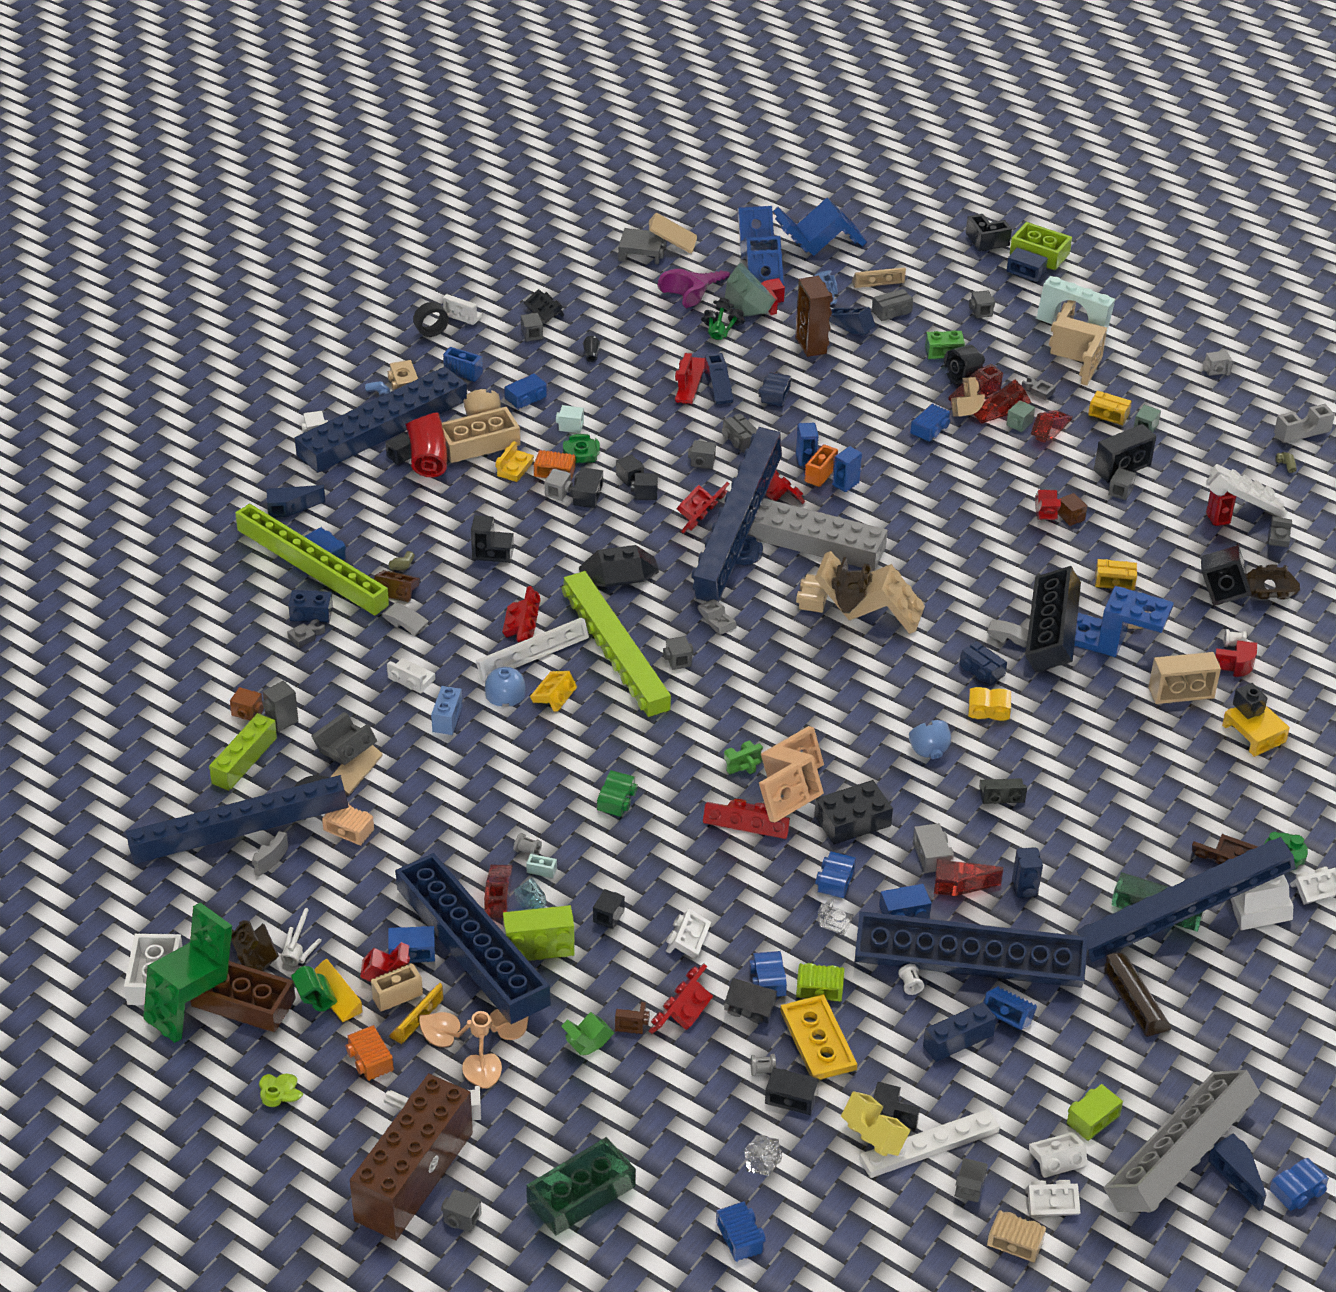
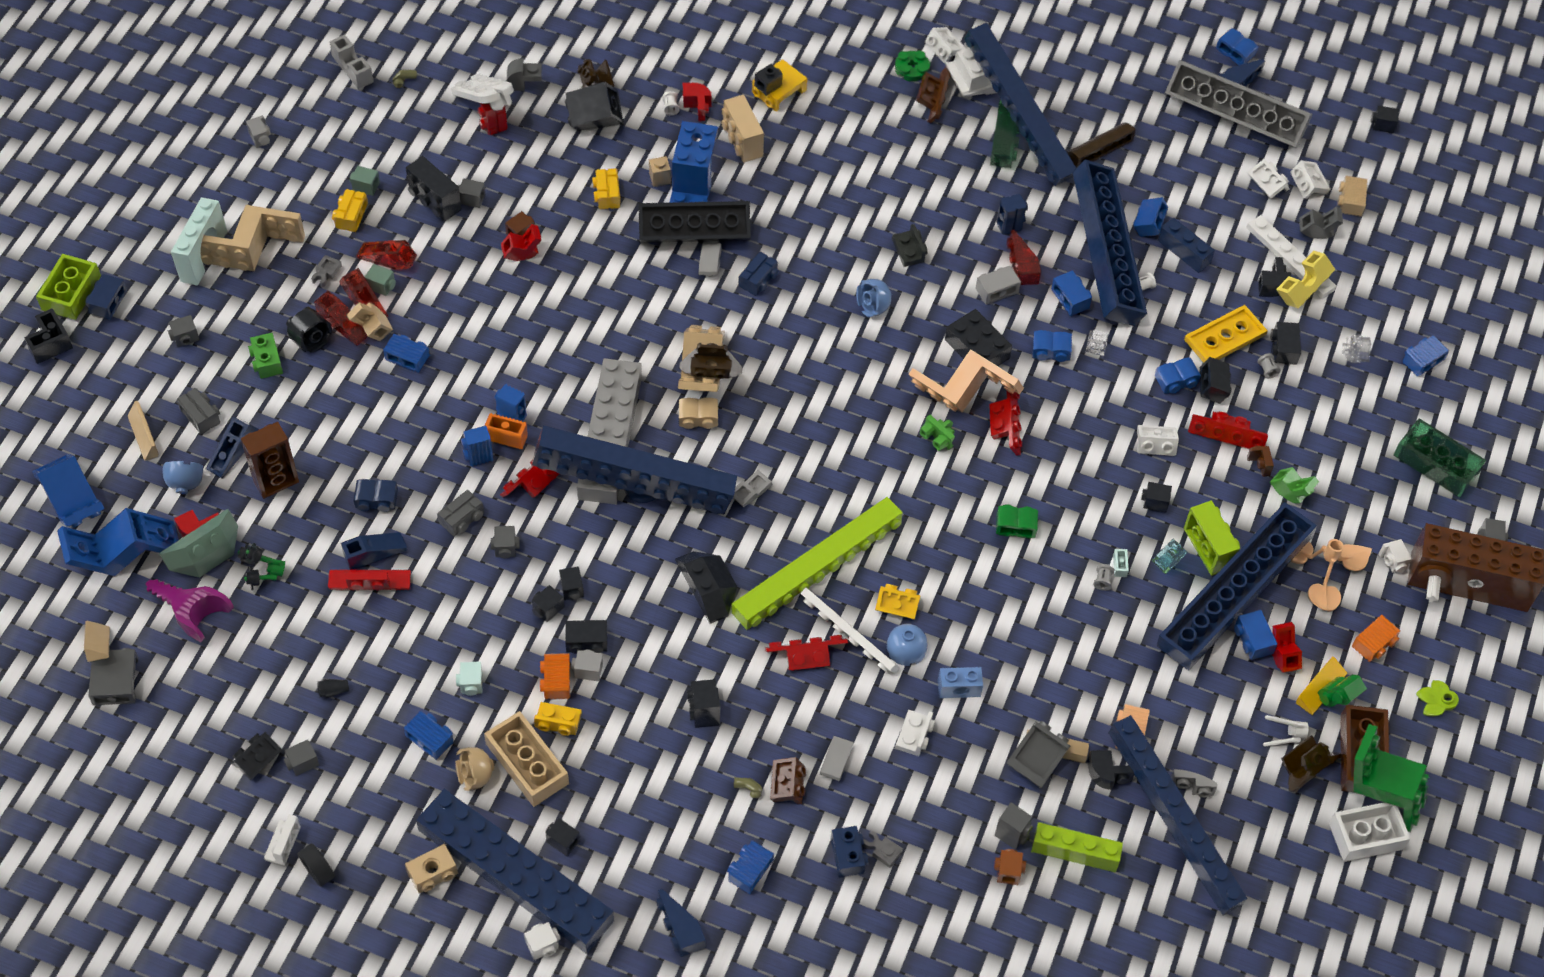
camera: 105 degrees left, 15 degrees up
(312, 559) = (778, 871): lime brick -> none
(379, 386) = (450, 892): medium blue arm -> none
(396, 987) = (1309, 632): tan brick -> none
(411, 1021) = (1319, 616): yellow slope -> none
(427, 445) = (565, 797): red brick -> none
(463, 363) = (396, 808): blue brick -> none
(498, 890) = (1164, 585): clear red slope -> none
(590, 447) = (521, 669): green plate -> none
(678, 652) = (816, 508): dark grey brick -> none
(697, 503) = (590, 528): red bracket -> none
(820, 980) = (1172, 340): lime brick -> none
(989, 703) = (810, 264): yellow brick -> none
(1094, 1112) = (1225, 160): lime brick -> none

